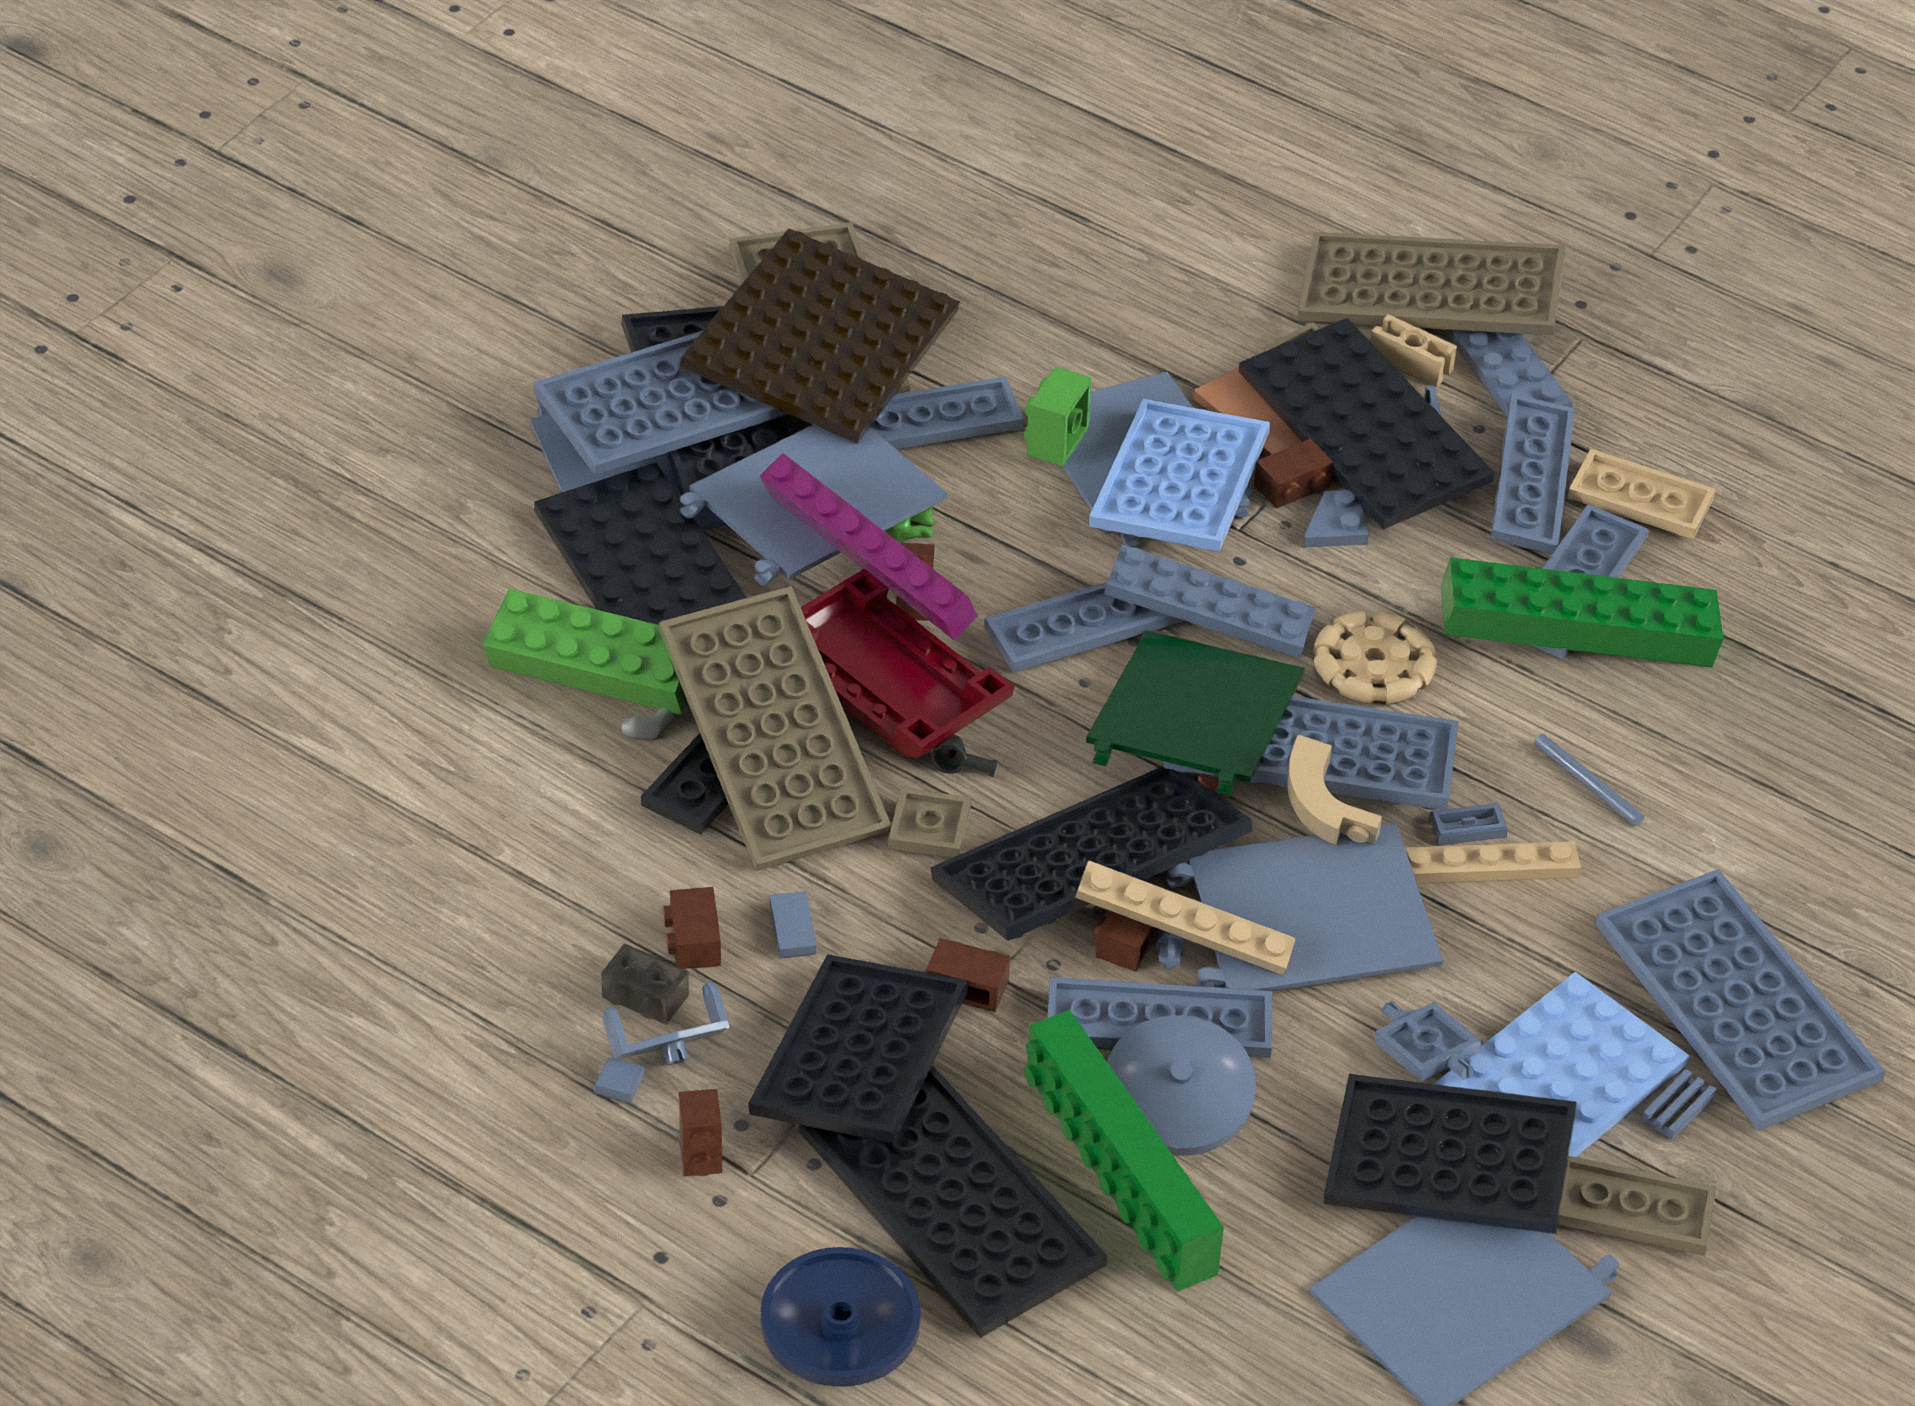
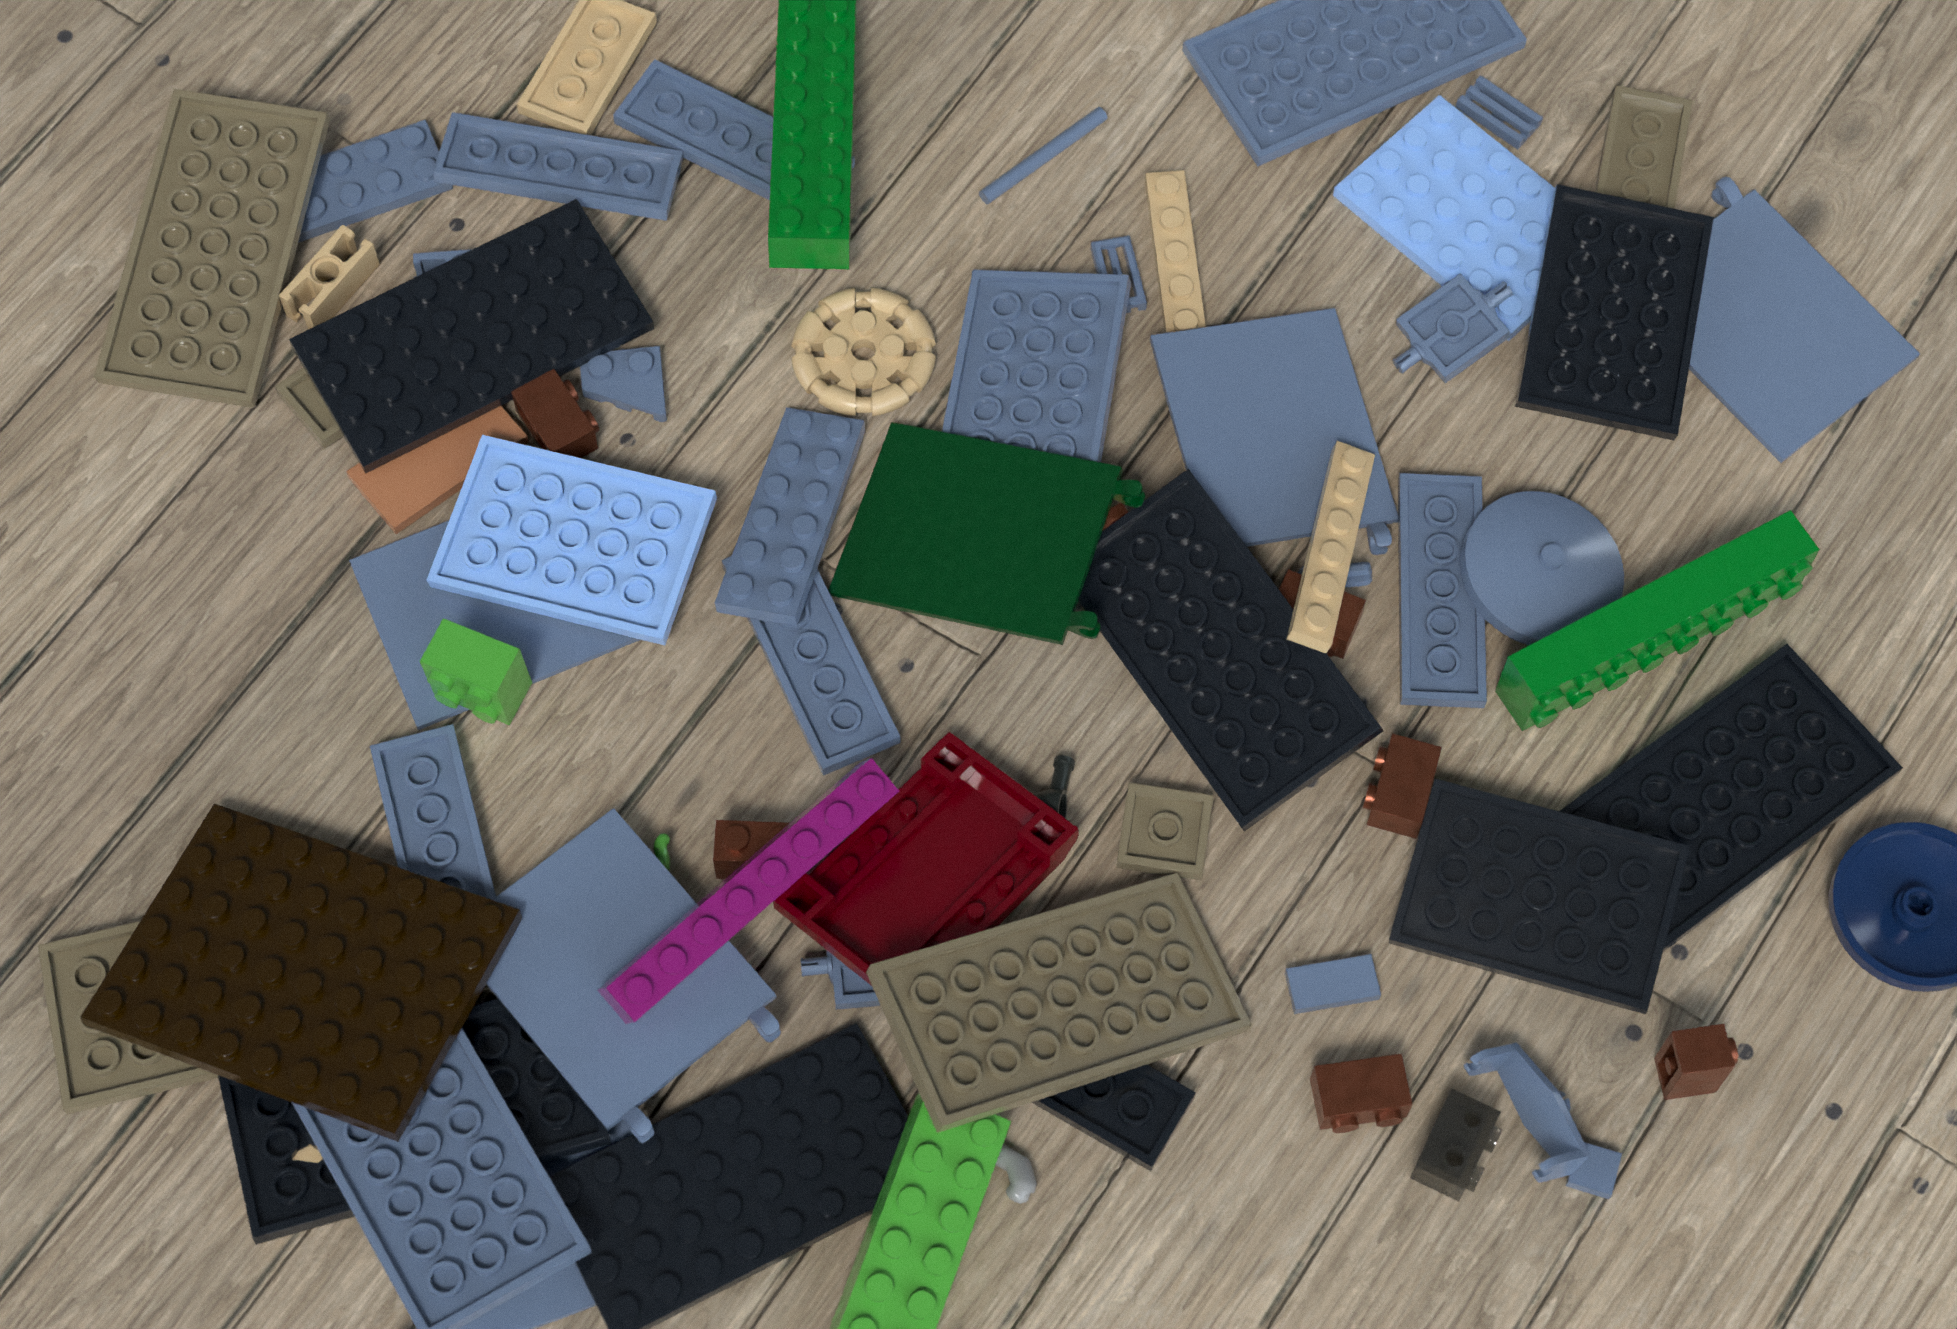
camera: 90 degrees left, 20 degrees up
(1316, 805) = (1134, 409): tan arch -> none

